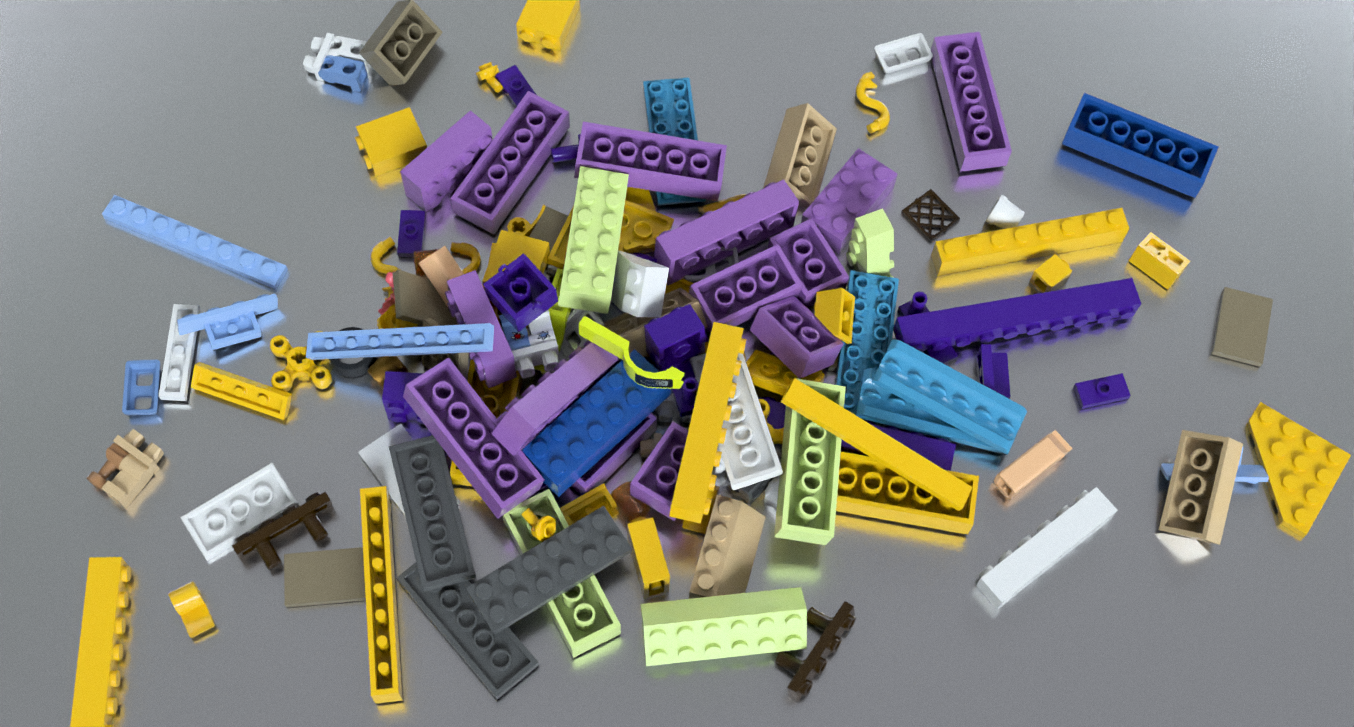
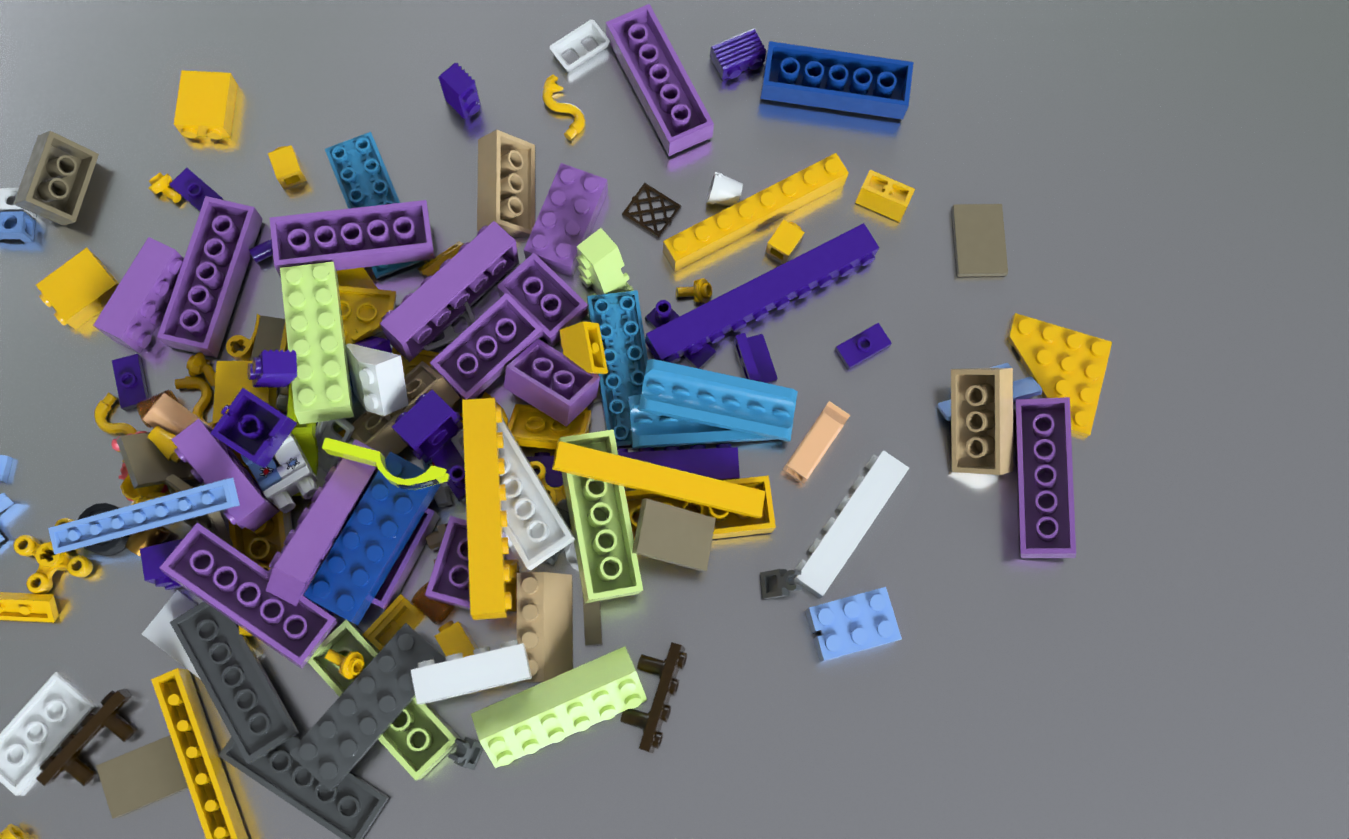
camera: 20 degrees left, 10 degrees up
(434, 290) = (163, 442): none -> yellow cone
(476, 235) = (198, 364): none -> yellow plate
(553, 246) = (273, 368): none -> dark purple brick
(605, 87) = (287, 166): none -> yellow brick
(624, 643) = (467, 752): none -> dark grey plate
(654, 563) = (471, 673): none -> white brick
(773, 562) = (592, 623): none -> dark tan piece
(782, 62) = (460, 90): none -> dark purple brick
(875, 498) = (674, 535): none -> dark tan tile
(957, 298) = (701, 291): none -> yellow plate
(960, 579) = (778, 583): none -> dark grey plate
(1024, 639) = (853, 624): none -> light blue piece
(1051, 99) = (738, 54): none -> dark purple brick
(1250, 559) = (1045, 478): none -> medium lavender brick

